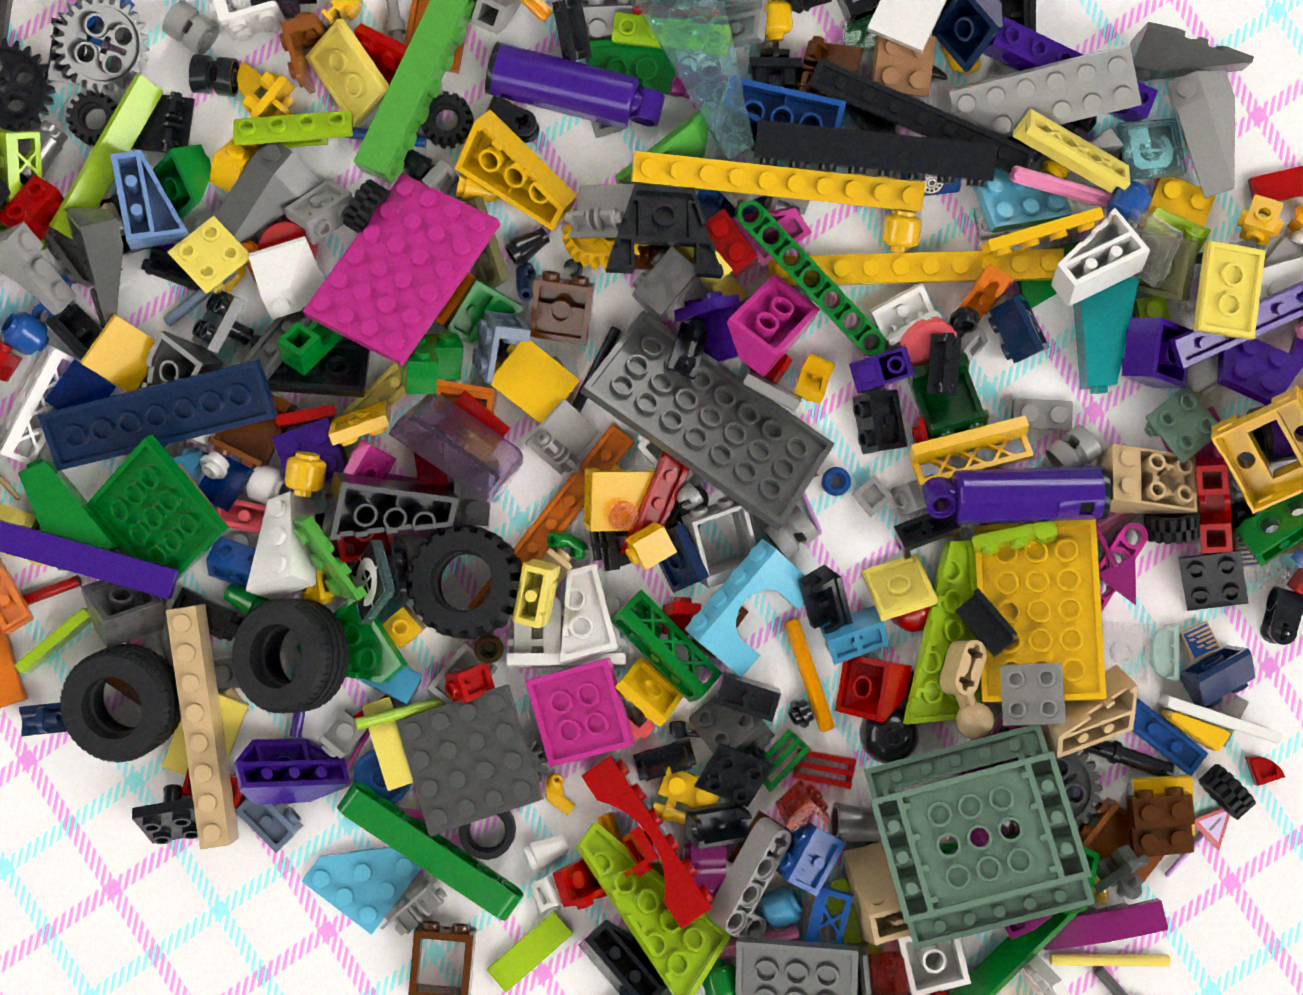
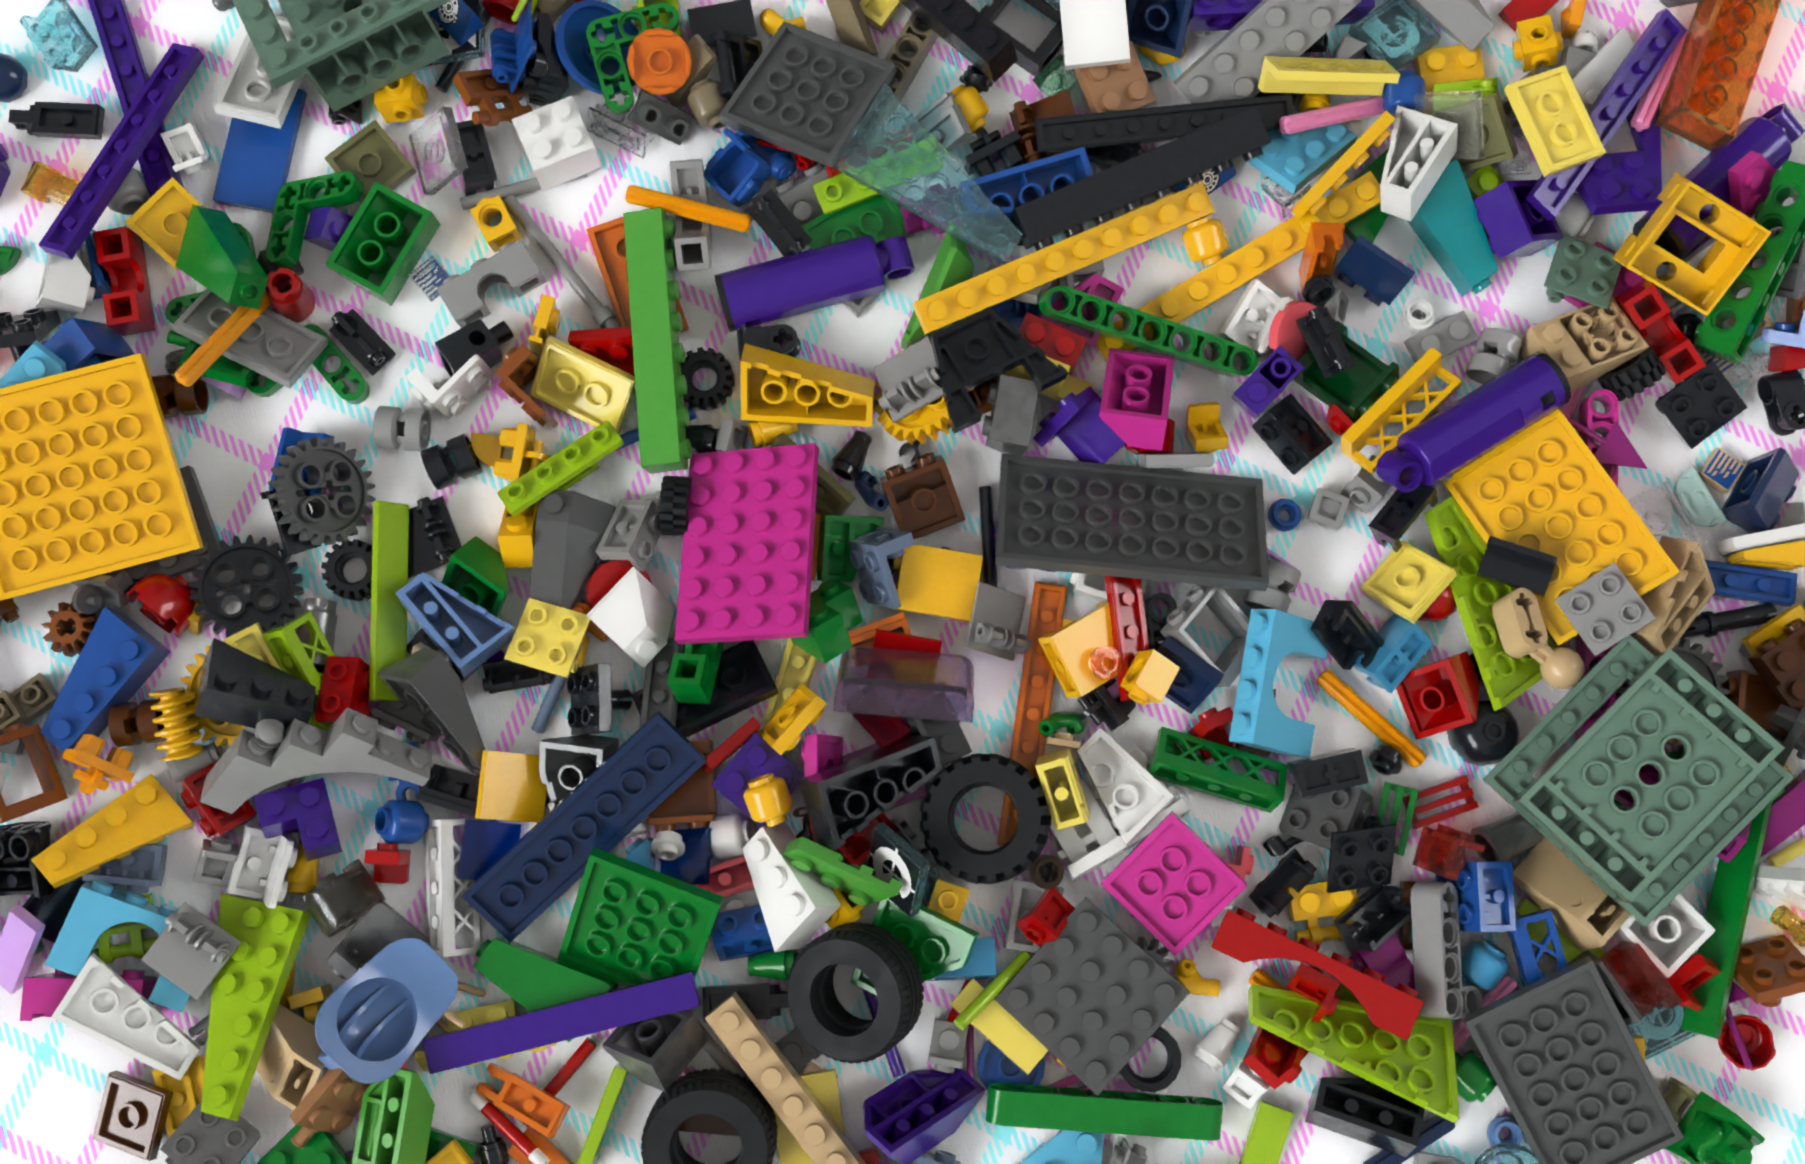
camera: 30 degrees left, 5 degrees down
(649, 691) = (1229, 823): yellow plate -> none
(688, 348) = (1069, 464): black hinge -> none
(690, 496) = (1157, 608): light grey hinge -> none
(1017, 537) = (1494, 467): lime hinge -> none
(1040, 380) = (1420, 308): none -> white plate

